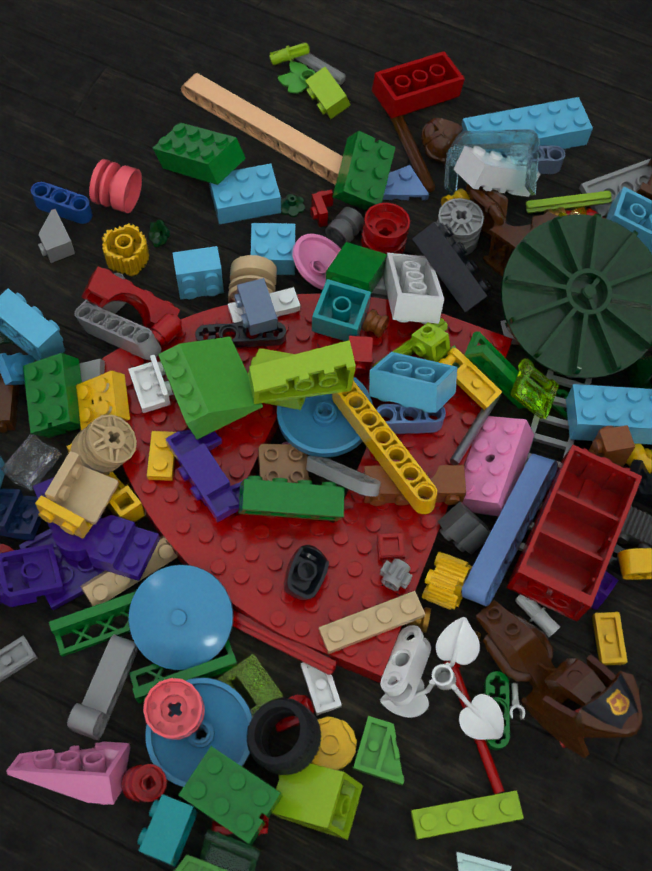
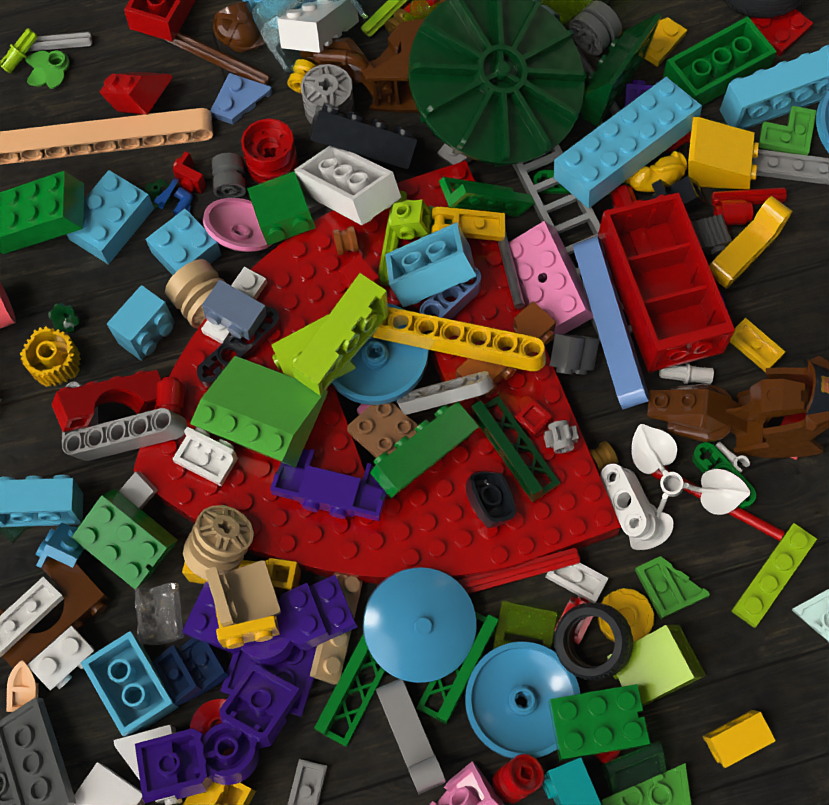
camera: 35 degrees left, 5 degrees up
(102, 396) = (175, 505): yellow piece -> none
(158, 710) = (505, 686): coral wheel -> none
(161, 458) = (274, 508): yellow plate -> none
(305, 220) = (185, 197): none -> blue piece
(327, 92) = (90, 61): lime brick -> none
(333, 127) = (134, 90): none -> red slope
(340, 310) = (308, 254): teal brick -> none
(350, 548) = (509, 451): none -> dark green fence
(363, 171) = (201, 111): green piece -> none
(371, 622) = (575, 492): tan plate -> none
(446, 581) = (599, 407): yellow brick -> none
(530, 394) = (525, 196): clear neon green plate -> none
(613, 444) = (629, 185): dark orange brick -> none

